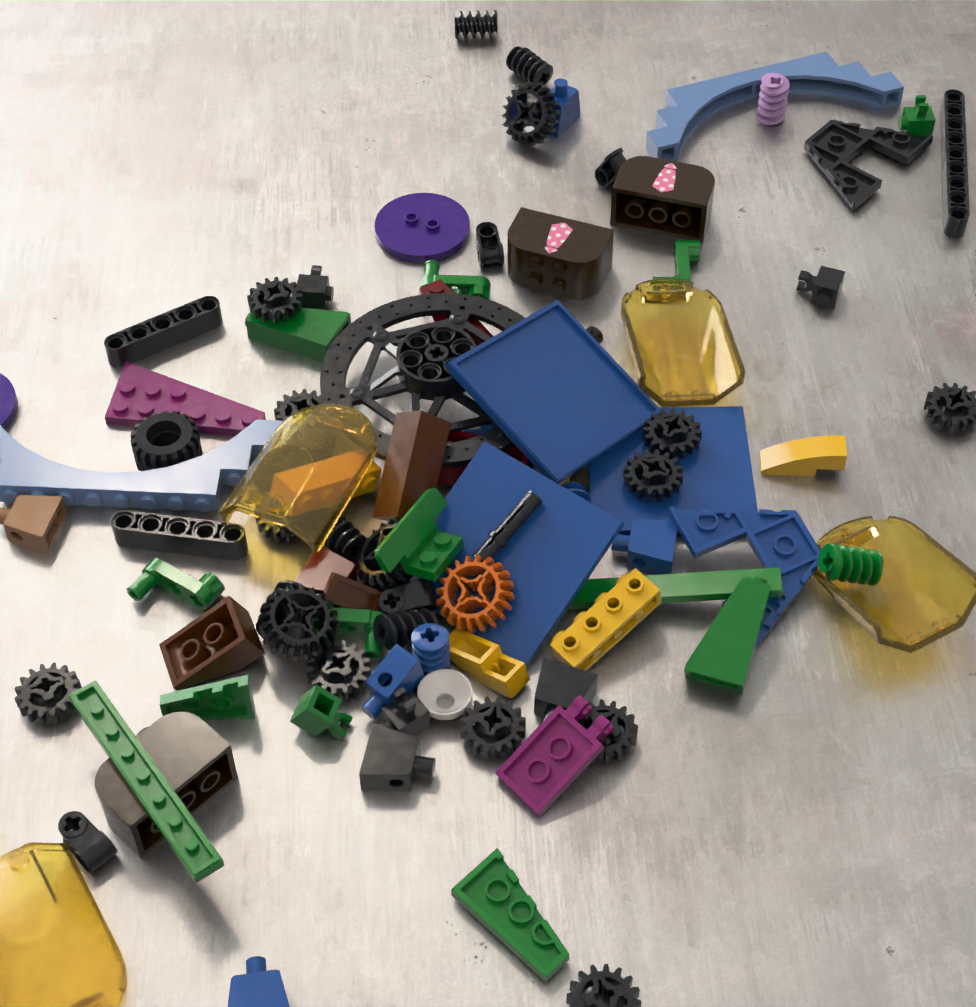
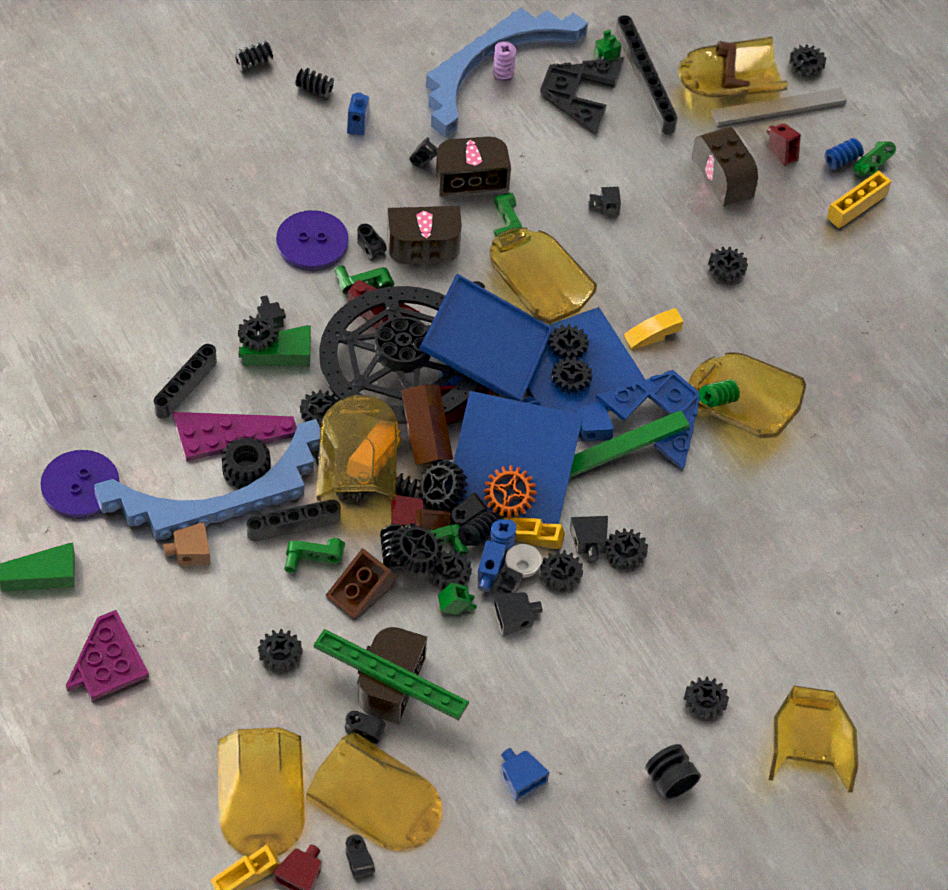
camera: 30 degrees left, 5 degrees up
(213, 701) = (389, 616): green wing -> none
(418, 542) = (464, 474): green plate -> none
(504, 908) = (623, 669): green wing -> none
(508, 527) = (520, 422): black pin -> none
(536, 114) = (350, 130): black gear -> none
(554, 755) = (607, 573): magenta tile -> none
(606, 621) = (595, 481): yellow brick -> none
(730, 641) = (674, 468): green slope -> none

